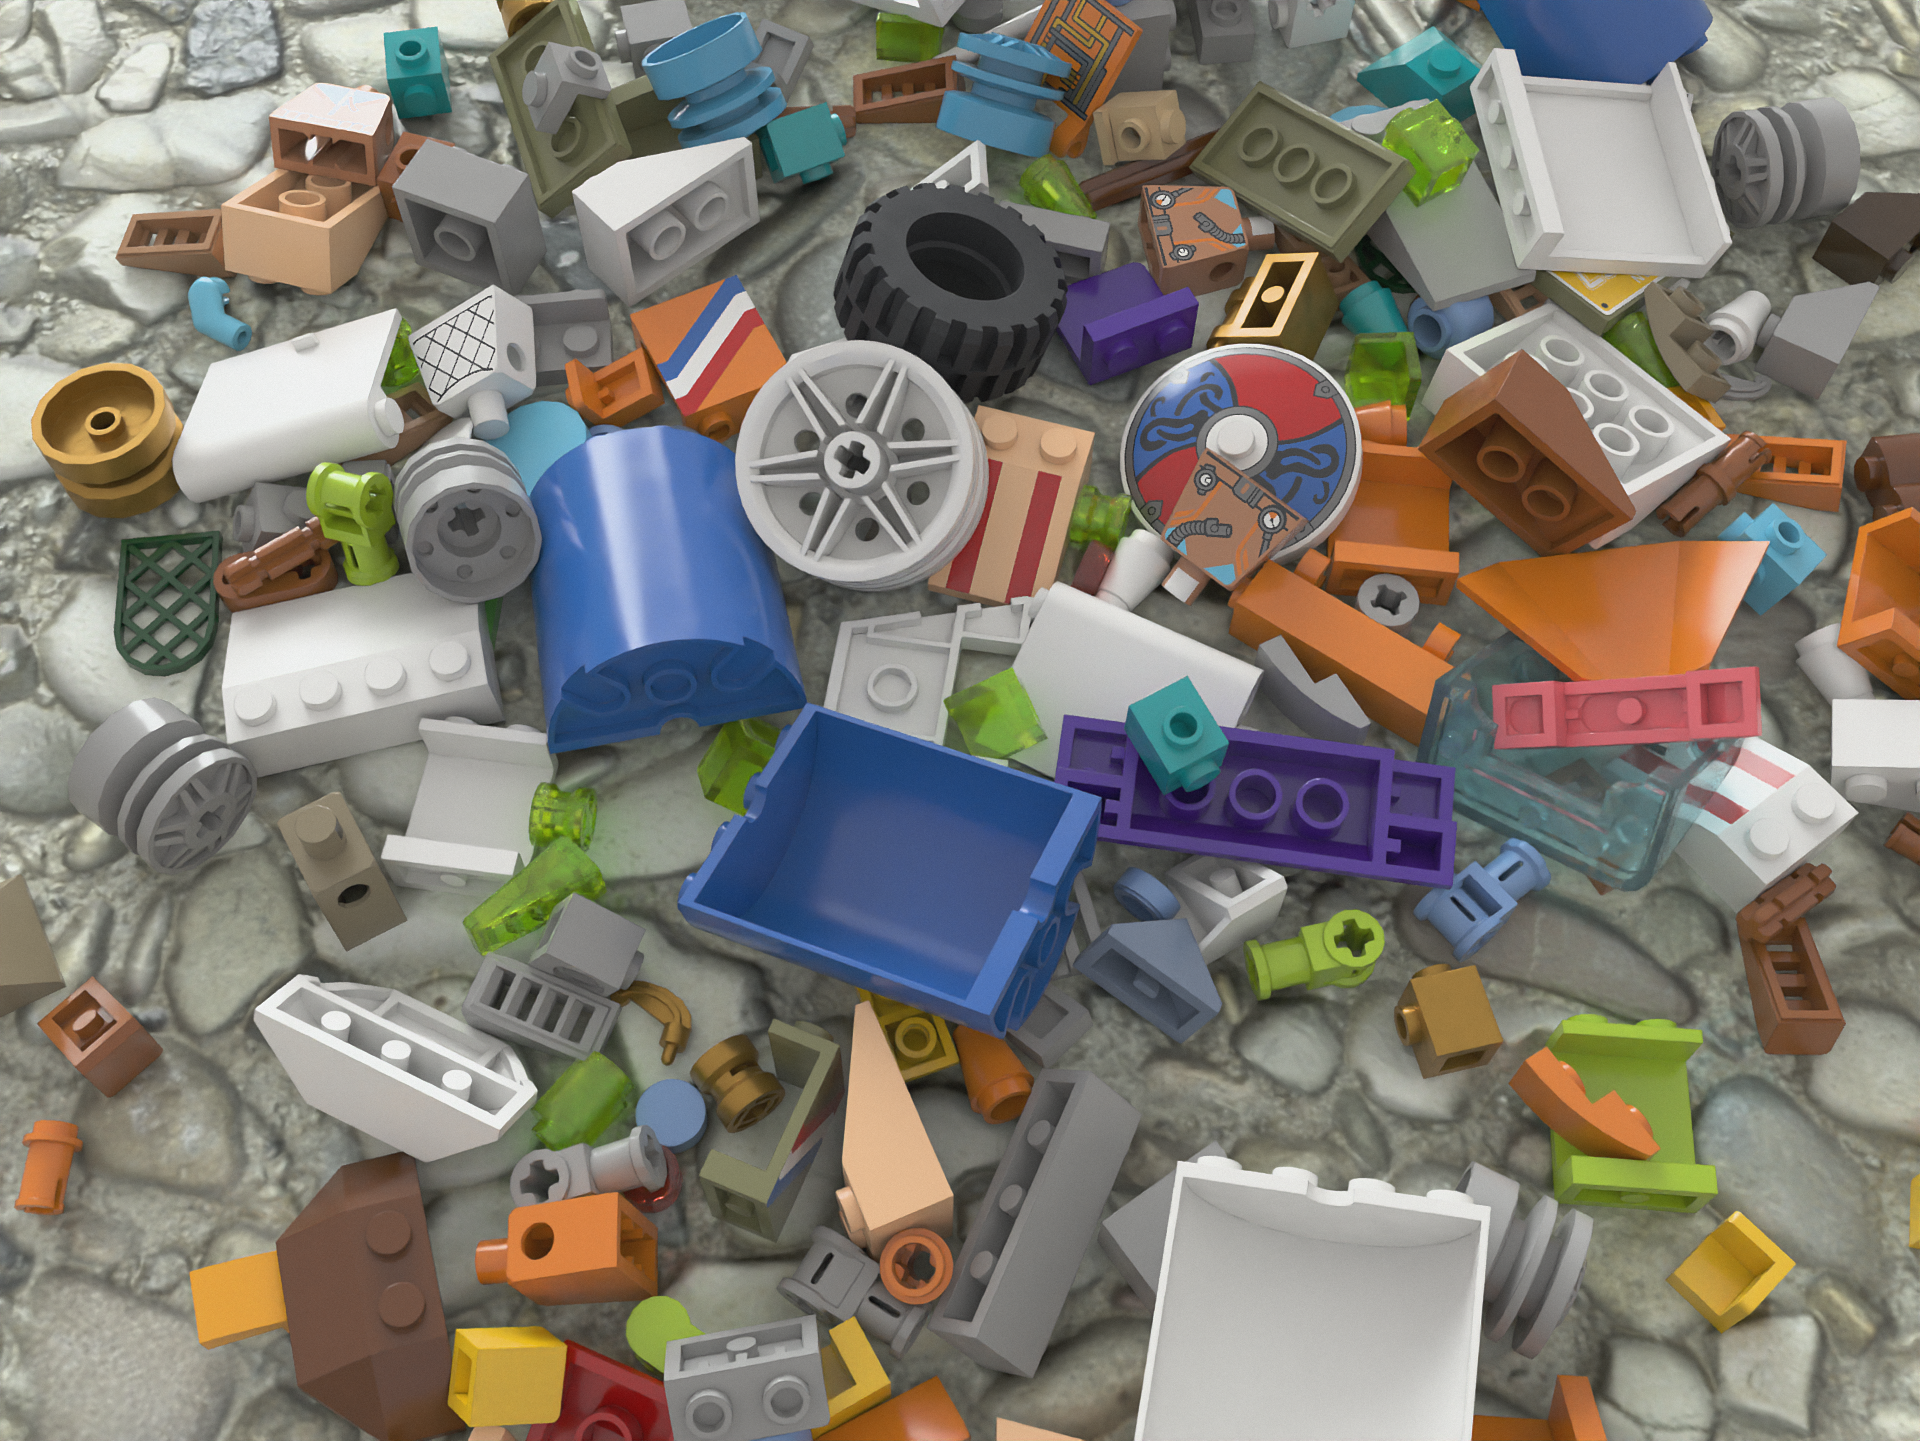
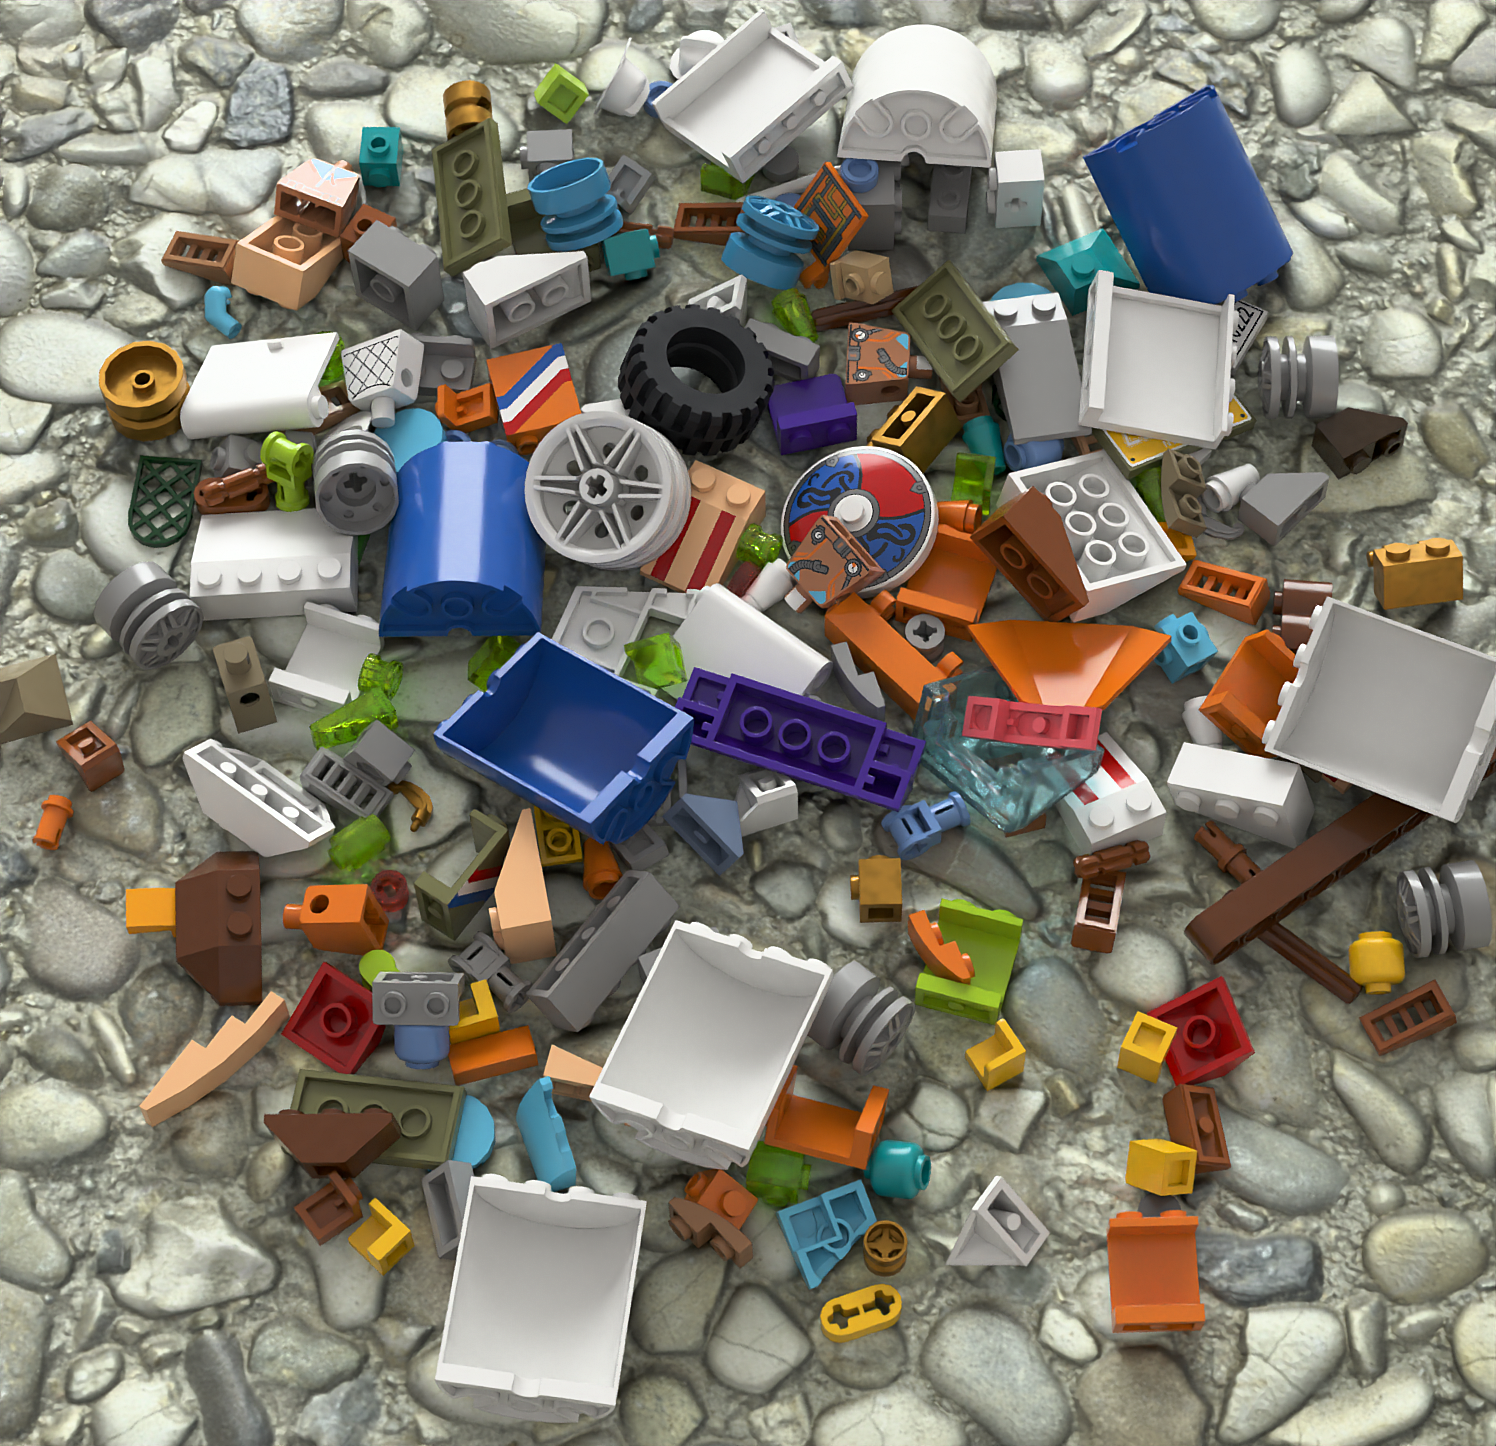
camera: 15 degrees right, 0 degrees up
(507, 1376) = (289, 973): yellow panel -> none
(558, 80) = (472, 185): light grey bracket -> none
(589, 1171) = (379, 875): light grey connector -> none
(674, 1113) = (409, 858): medium blue tile -> none
(737, 1083) = (449, 845): pearl gold wheel -> none
(898, 1270) = (522, 954): orange cone -> none
(1145, 896) = (719, 785): medium blue tile -> none
(1177, 737) = (751, 691): teal brick -> none
(1314, 955) = (813, 838): lime connector -> none
(1435, 148) = (1035, 335): clear neon green brick -> none
(1714, 484) = (1169, 592): dark orange pin -> none

